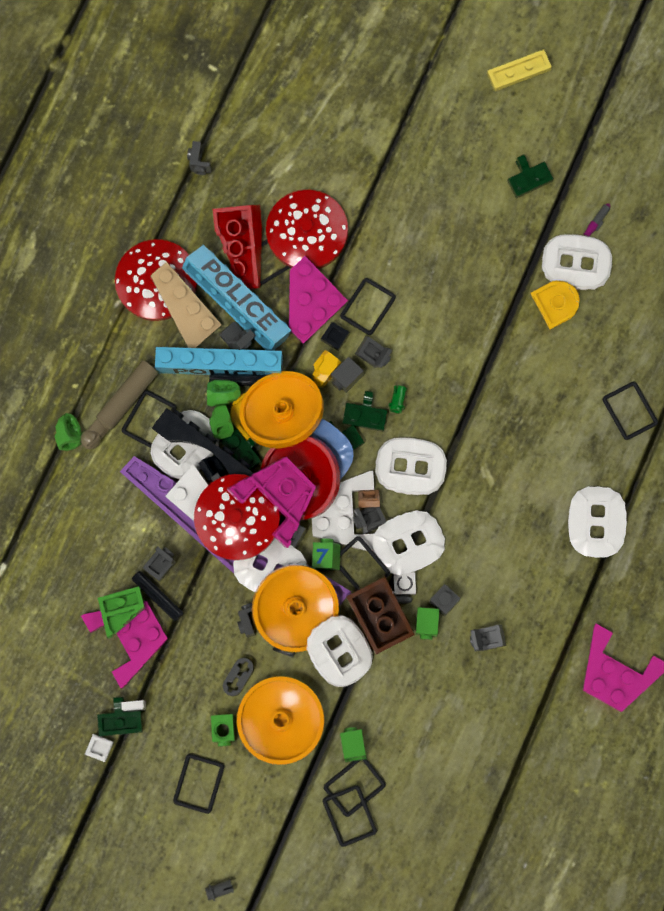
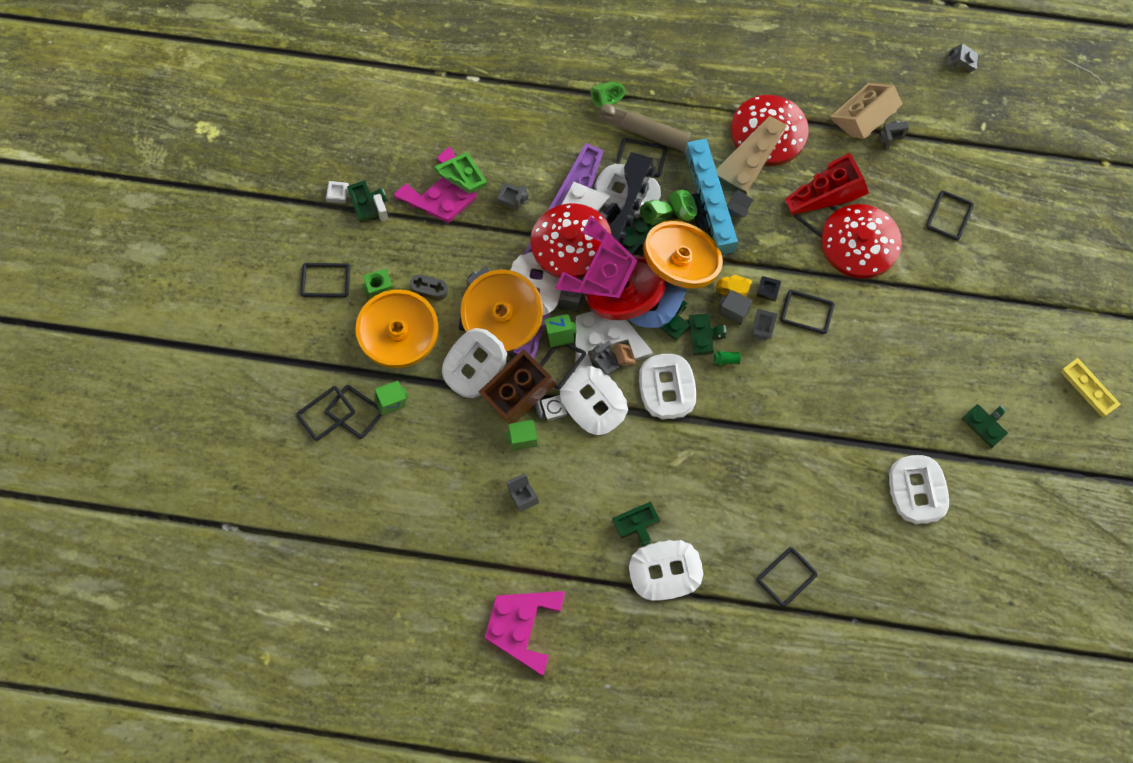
camera: 65 degrees right, 10 degrees down
(131, 60) = (963, 56): none -> dark grey bracket
(157, 596) = (483, 203): black axle -> none
(163, 175) = (867, 109): none -> tan slope
(219, 890) = (230, 313): dark grey pin -> none
(236, 298) = (773, 195): medium azure brick -> none
(292, 147) = (934, 211): none -> black piece
(311, 299) = (795, 259): dark pink plate -> none
(444, 600) = (547, 444): dark grey brick -> none
(543, 535) = (636, 522): none -> dark green plate
(556, 302) = (870, 478): yellow tile -> none
(597, 222) = (967, 499): piece -> none

